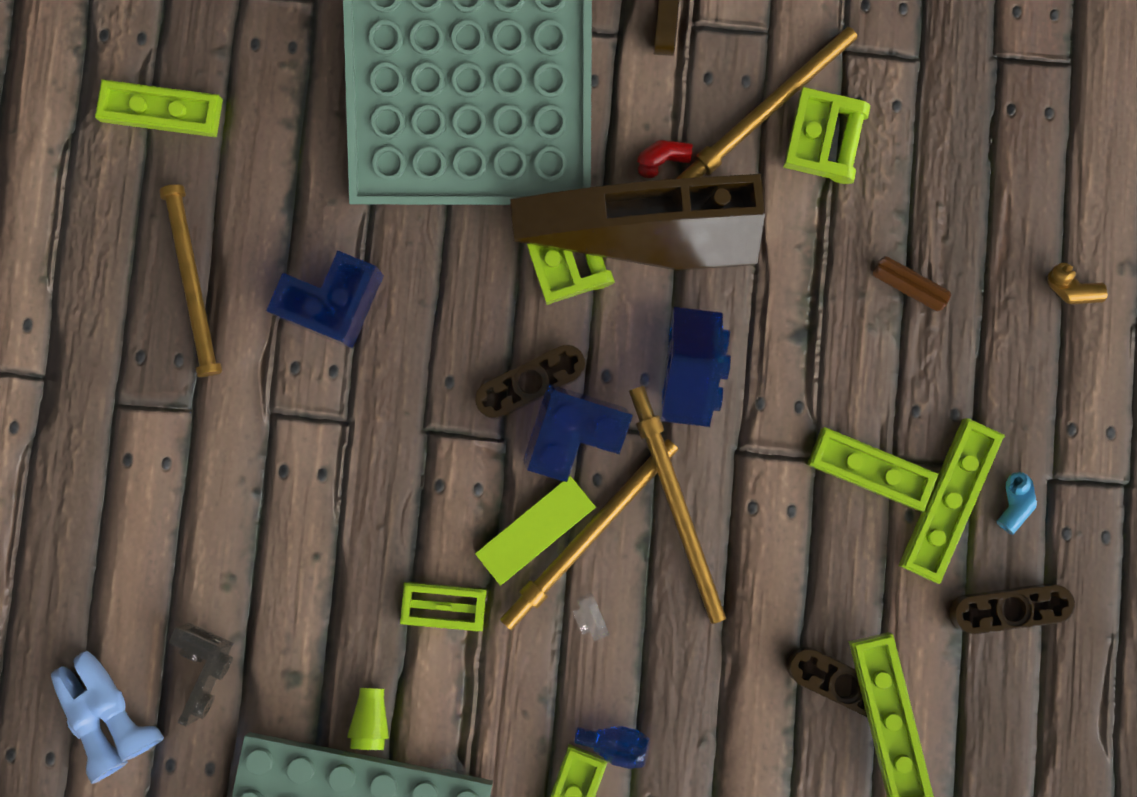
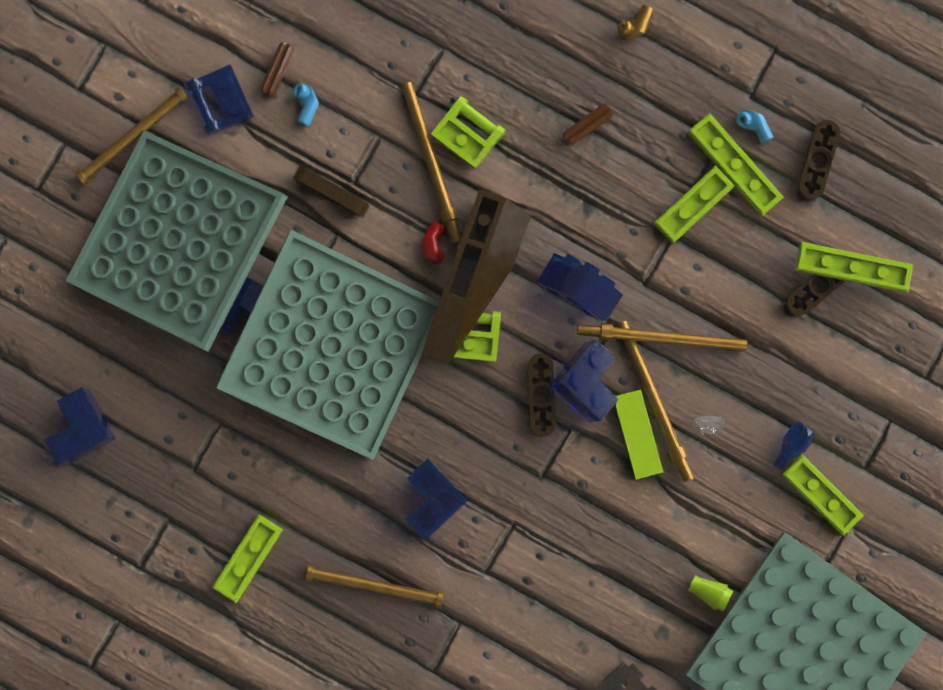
camera: 65 degrees left, 0 degrees up
(478, 608) = (648, 535): lime tile -> none

